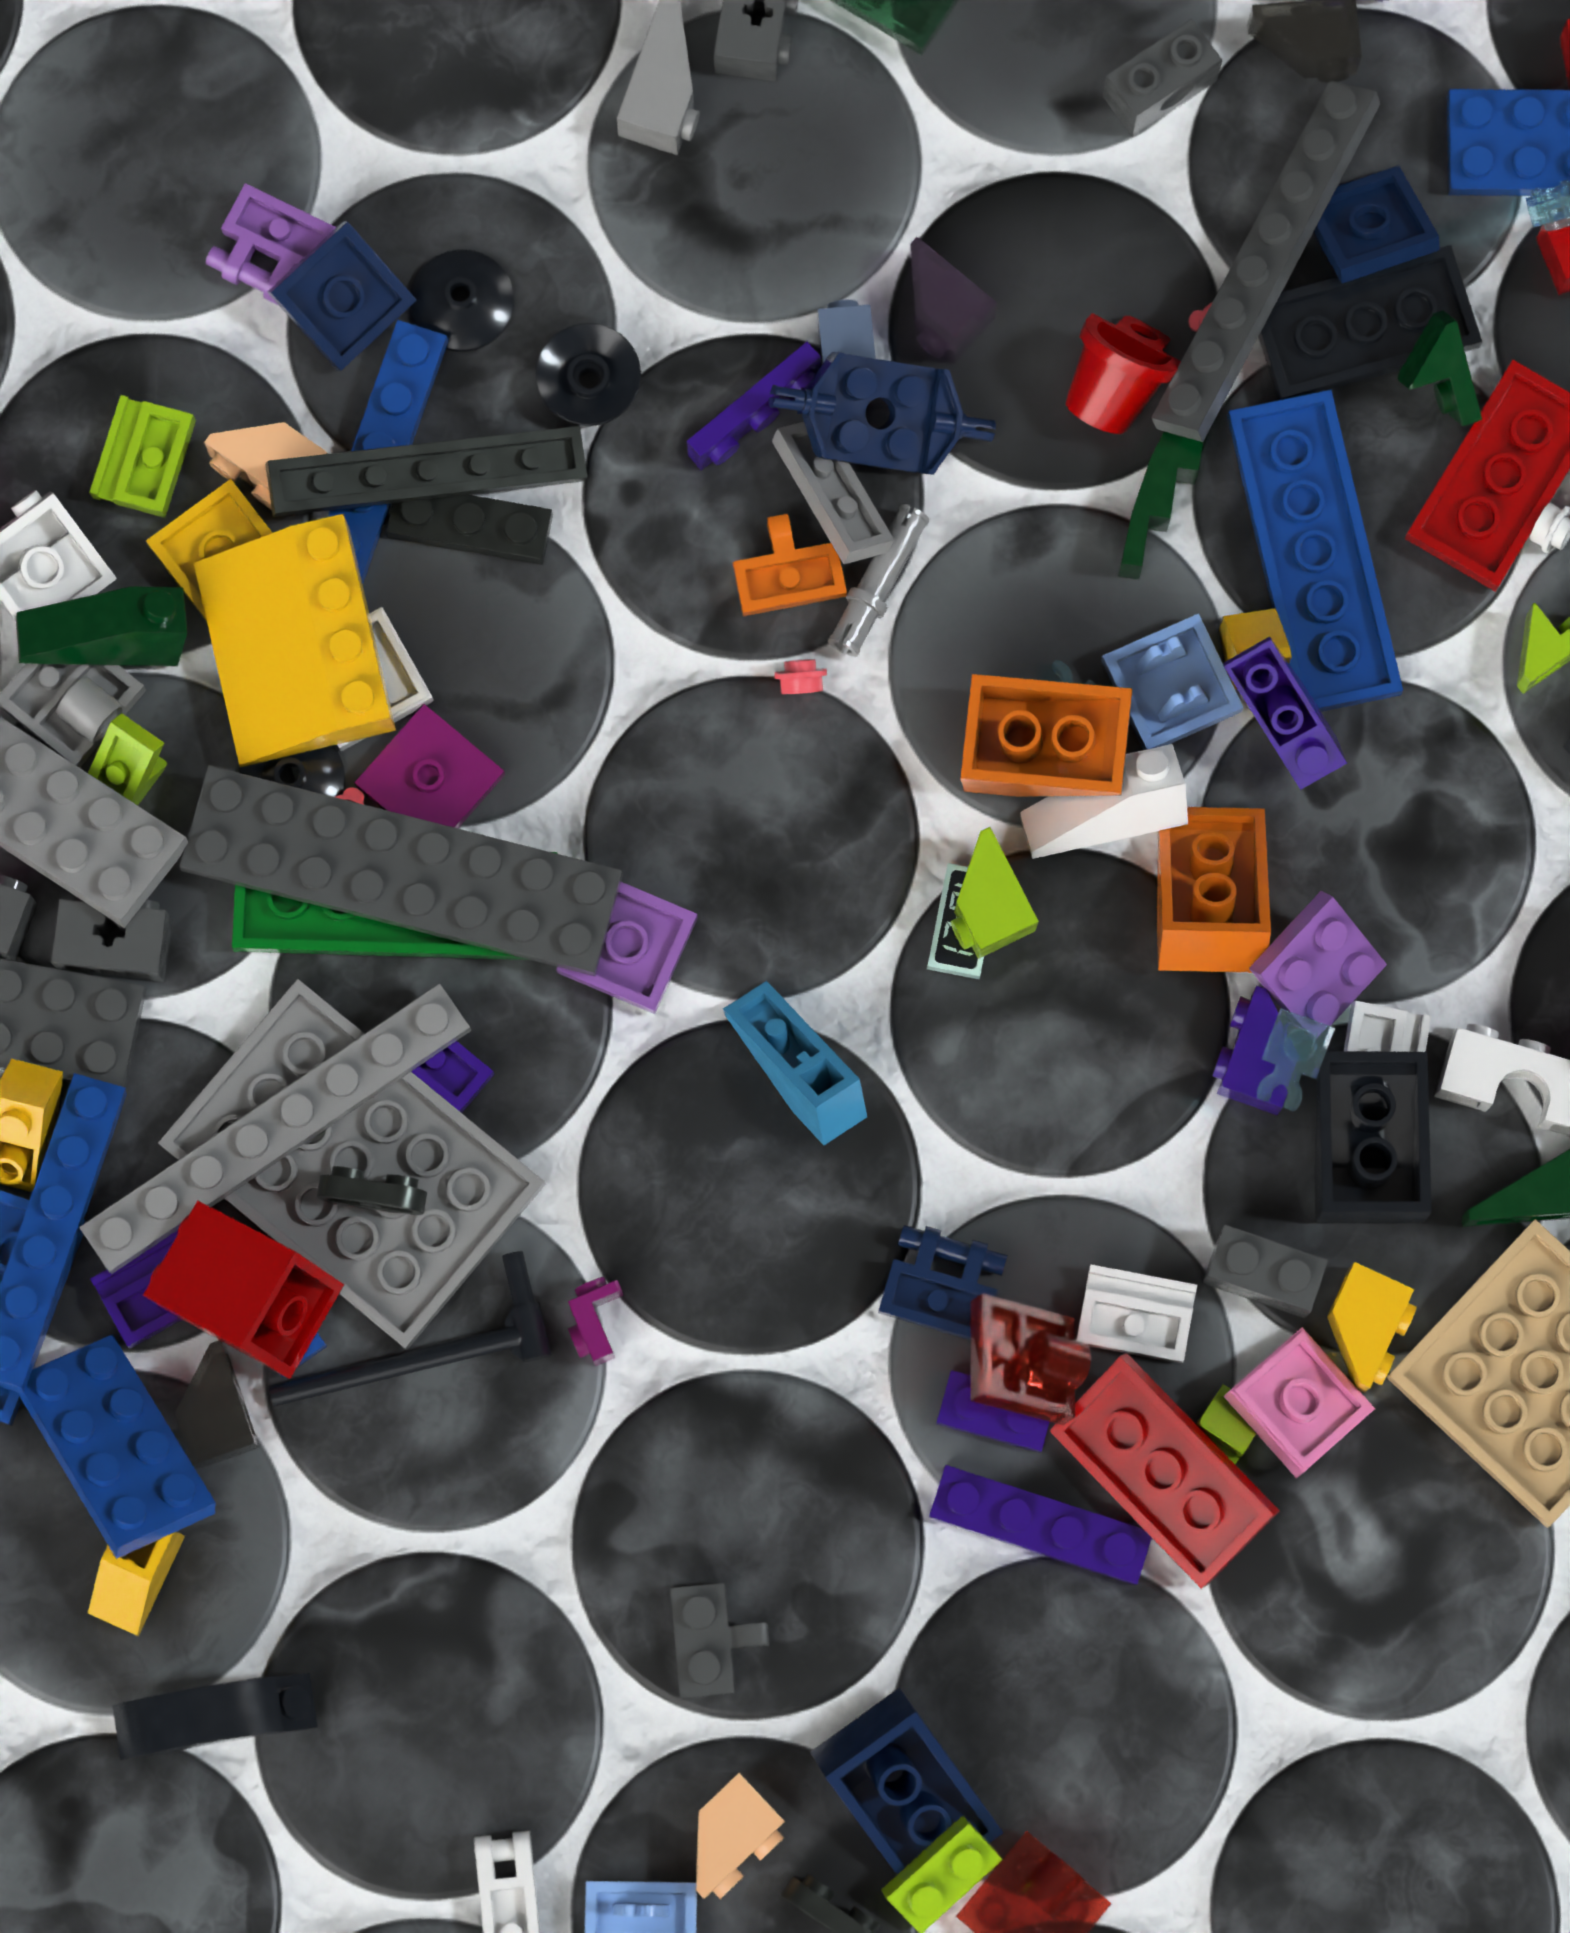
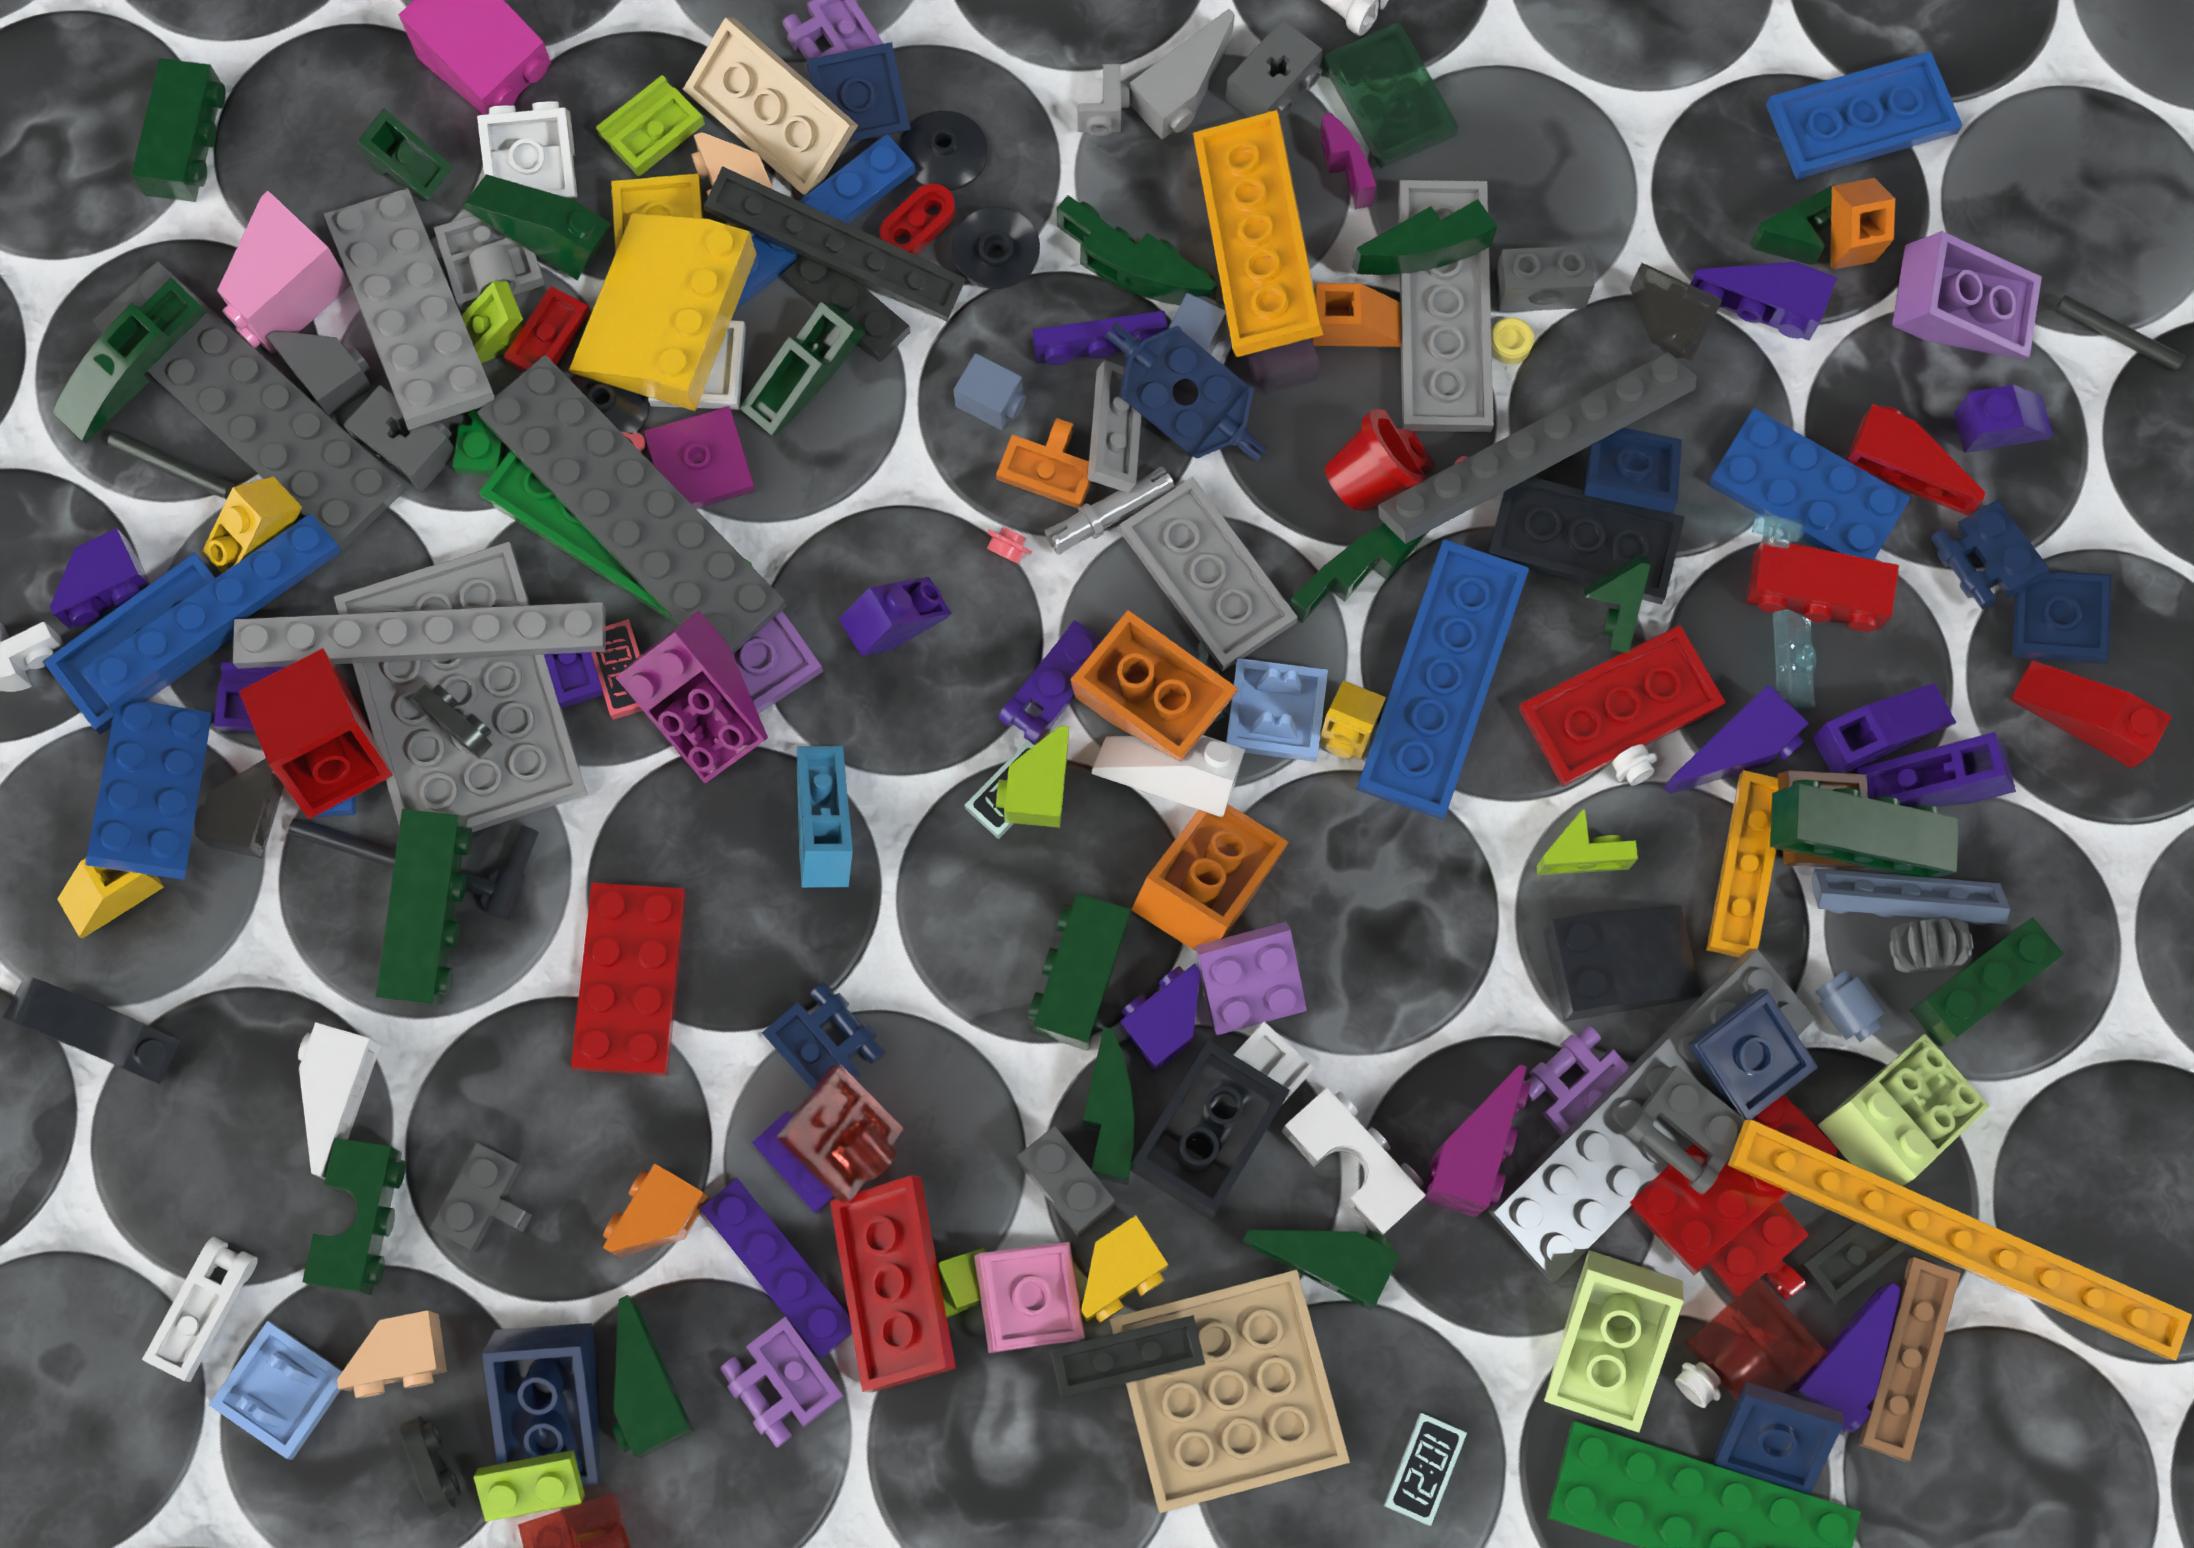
camera: 30 degrees right, 5 degrees down
(188, 736) = (548, 330): none -> red plate
(195, 902) = (477, 448): none -> green plate
(259, 363) = (769, 106): none -> tan plate
(466, 1395) = (422, 907): none -> dark green brick
(473, 619) = (802, 367): none -> dark green slope
(487, 396) = (913, 221): none -> red plate
(490, 1616) = (333, 1082): none -> white slope
(500, 1040) = (619, 653): none -> tile
(586, 1684) = (353, 1258): none -> dark green arch
(588, 1332) = (544, 918): magenta bracket -> none
(597, 1020) = (696, 696): none -> magenta slope
(605, 142) = (1106, 116): none -> light grey bracket
(681, 530) = (989, 392): none -> sand blue brick
(709, 1339) = (629, 979): none -> red plate
(734, 817) = (893, 614): none -> dark purple slope
(758, 305) = (1146, 269): none -> dark green slope
(849, 203) = (1257, 234): none -> light orange plate
(875, 60) = (1345, 154): none -> magenta slope
(894, 1544) = (657, 1215): none -> orange slope
(935, 787) = (1050, 684): none -> dark purple plate
(996, 1722) = (644, 1394): none -> dark green slope
(998, 232) = (1357, 316): none -> orange slope
(1017, 586) = (1208, 573): none -> light grey plate
(1027, 110) = (1427, 242): none -> dark green slope
(1078, 164) = (1446, 324): none -> light grey plate
(1121, 1613) = (793, 1372): none -> medium lavender plate
(1136, 1314) = (951, 1154): white plate -> none
(1146, 1060) = (1079, 971): none -> dark green brick
(1165, 161) = (1511, 340): none -> light yellow tile
(1263, 1177) = (1111, 1112): none -> dark green slope
(1286, 712) = (1342, 773): dark purple slope -> none
(1296, 1048) = (1191, 1028): clear light blue plate -> none
(1431, 1400) = (1127, 1357): none -> pearl dark grey plate

